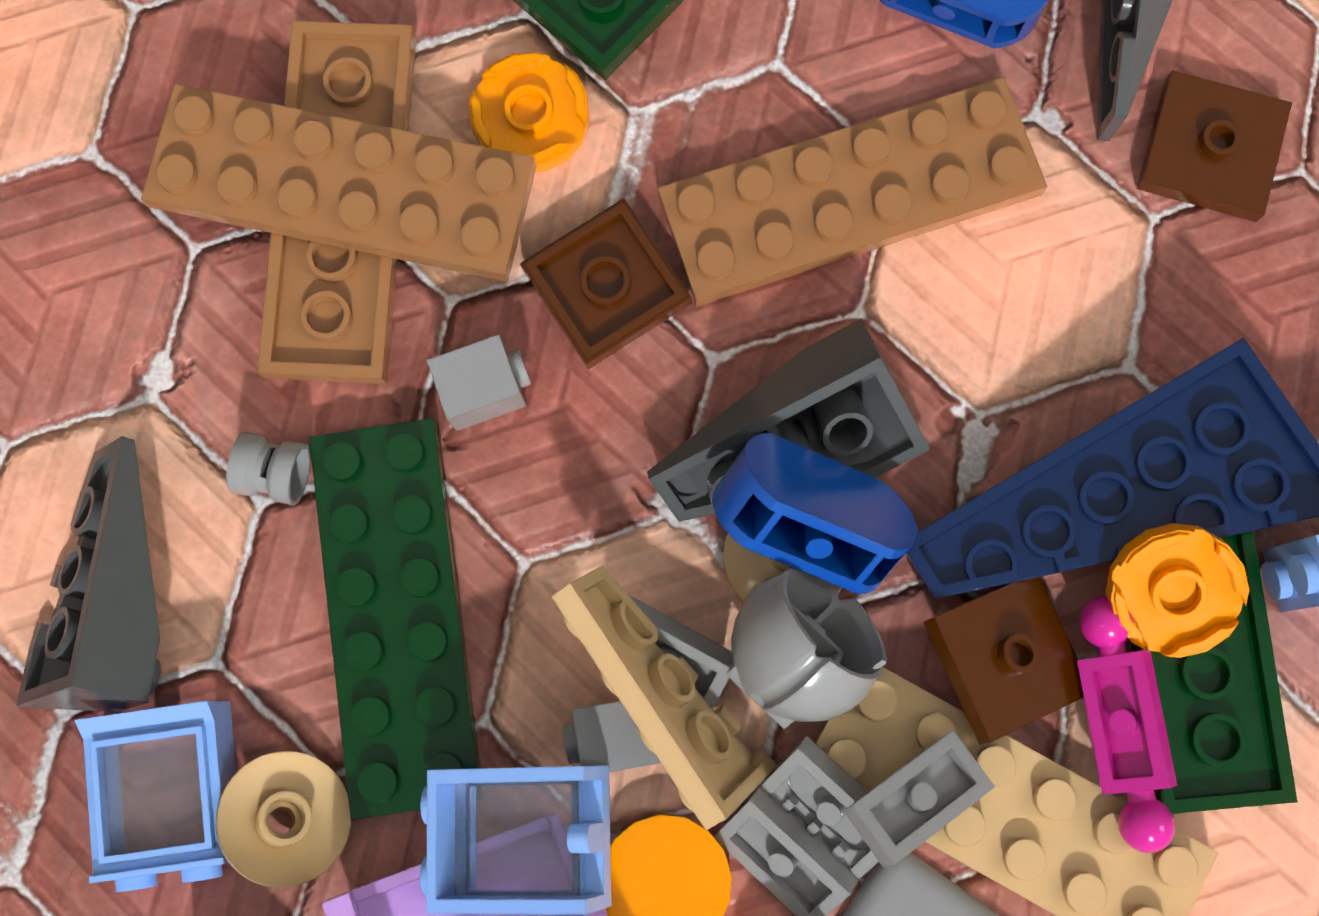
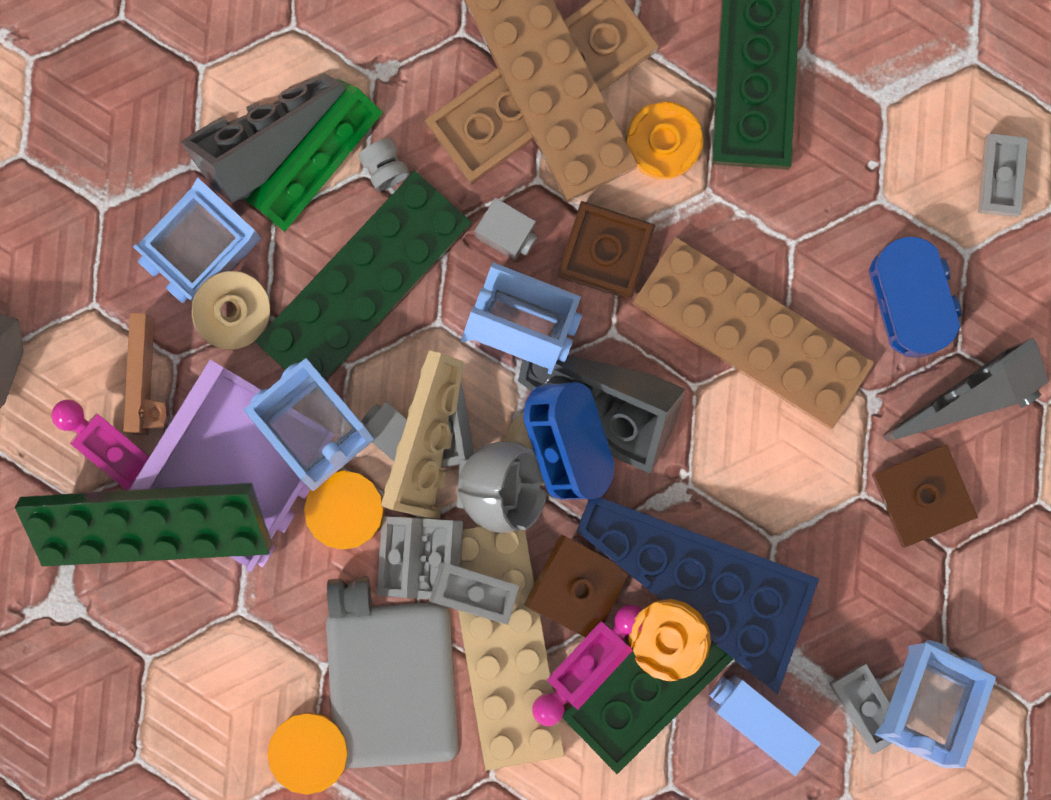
camera: 45 degrees right, 5 degrees up
(186, 550) = (315, 158): none -> green panel
(609, 445) = (524, 317): none -> light blue window

